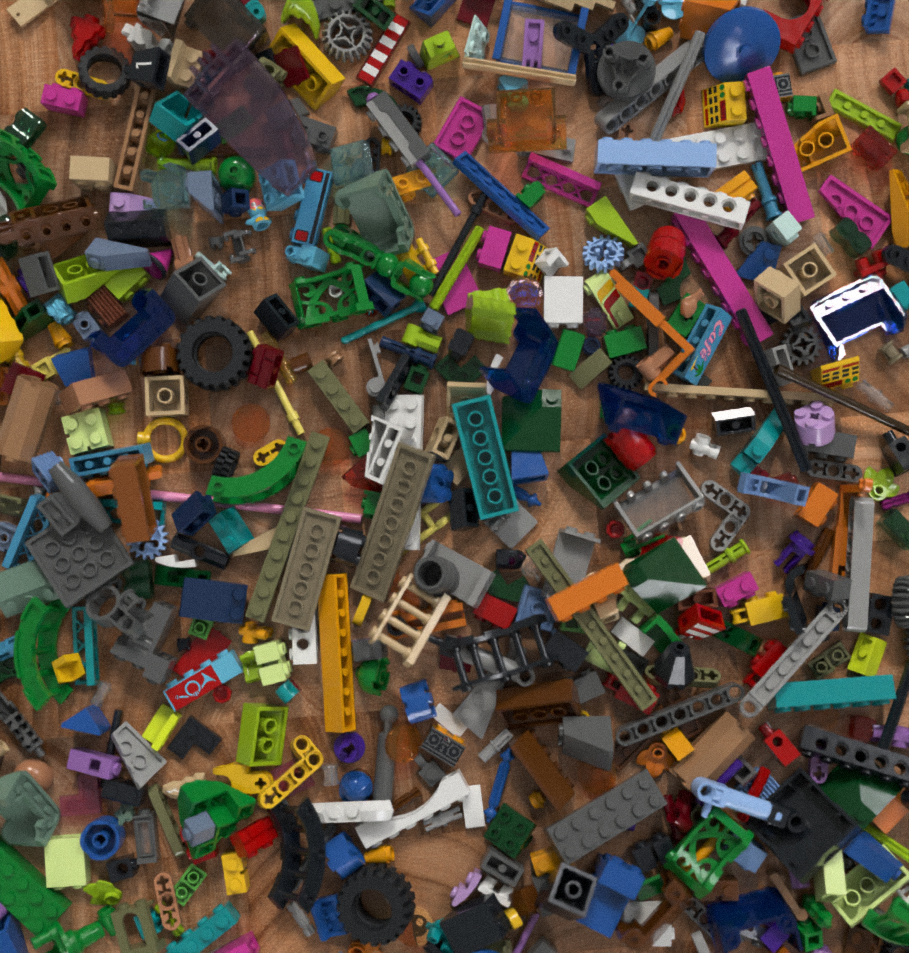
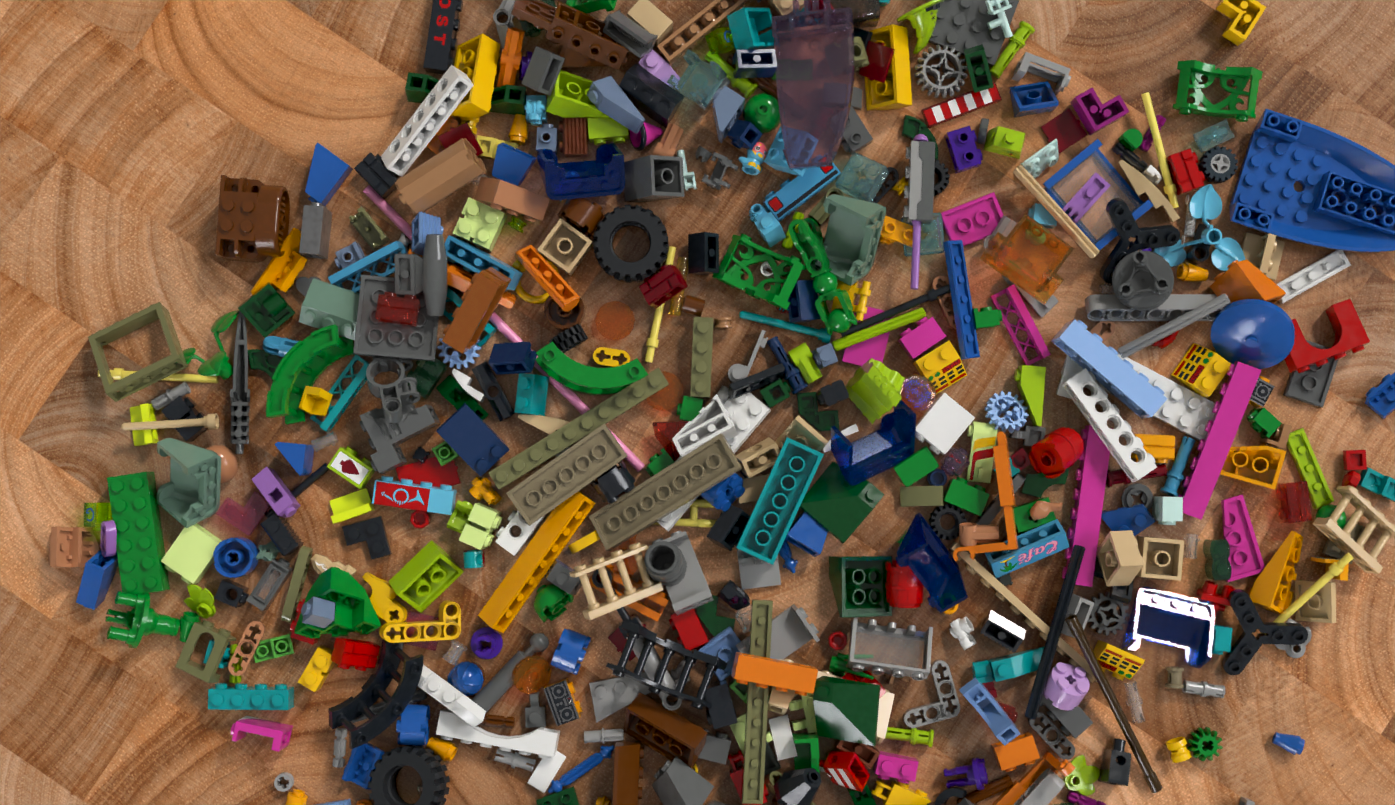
camera: 40 degrees right, 0 degrees up
(73, 546) = (398, 309): none -> clear red brick
(83, 193) = (629, 34): none -> dark grey window
(137, 696) = (351, 467): none -> brick
(137, 754) = (315, 513): light grey wing -> none
(171, 430) = (547, 278): none -> orange brick
(449, 721) = (582, 686): white sticker -> none
(550, 261) = (959, 383): white panel -> none

